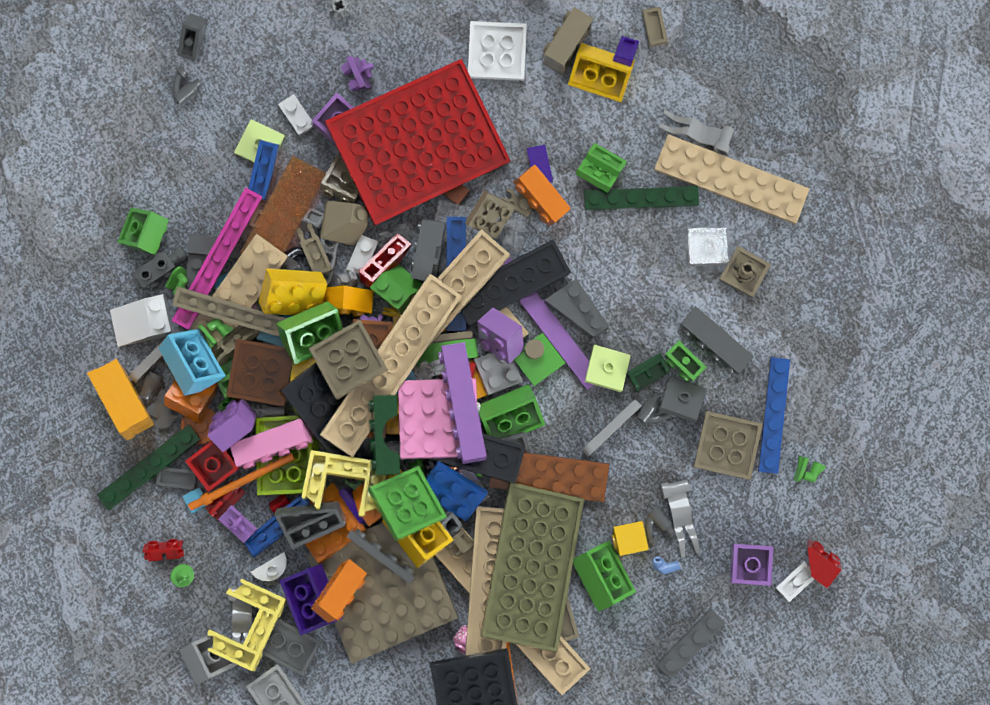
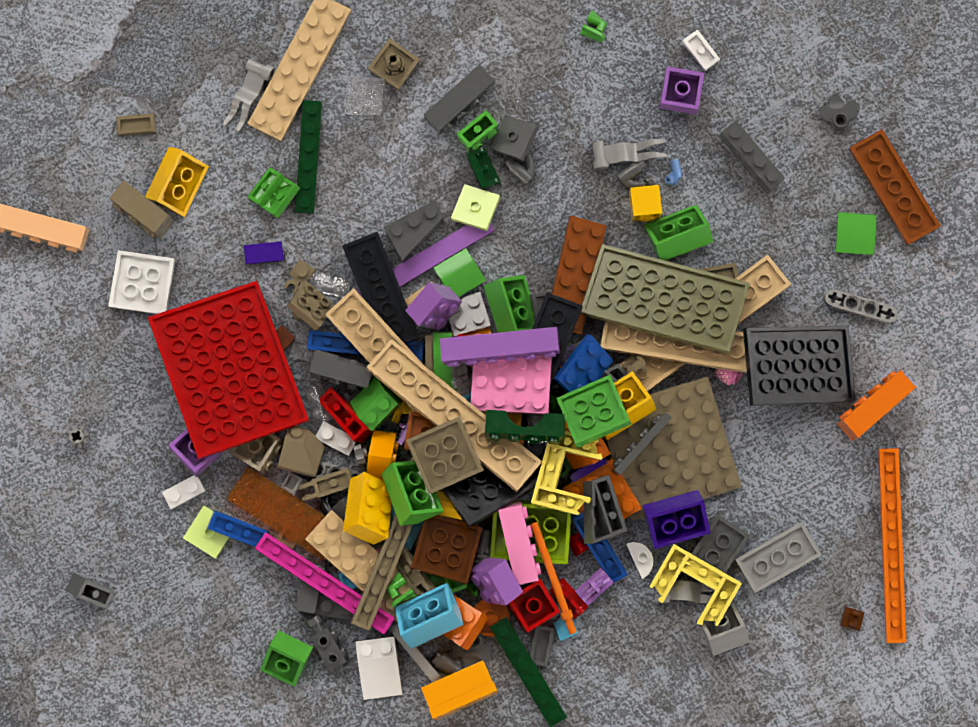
camera: 85 degrees left, 0 degrees up
(154, 550) = (611, 655): red hinge -> none
(177, 279) = (342, 626): bright green piece -> none
(182, 575) = (639, 647): bright green hat -> none
(189, 90) = (145, 599): dark grey plant -> none
(339, 591) = (672, 487): orange brick -> none
(361, 71) = (140, 428): medium lavender hips -> none
(534, 349) = (450, 276): dark tan tile -> none
(541, 195) = (296, 252): orange brick -> none
(611, 428) = (535, 210): light grey beam -> none
(626, 51) = (158, 154): dark purple tile -> none
(728, 445) = (563, 100): dark tan plate -> none
(774, 415) = (537, 53): blue plate -> none
(823, 566) = (690, 21): red slope -> none

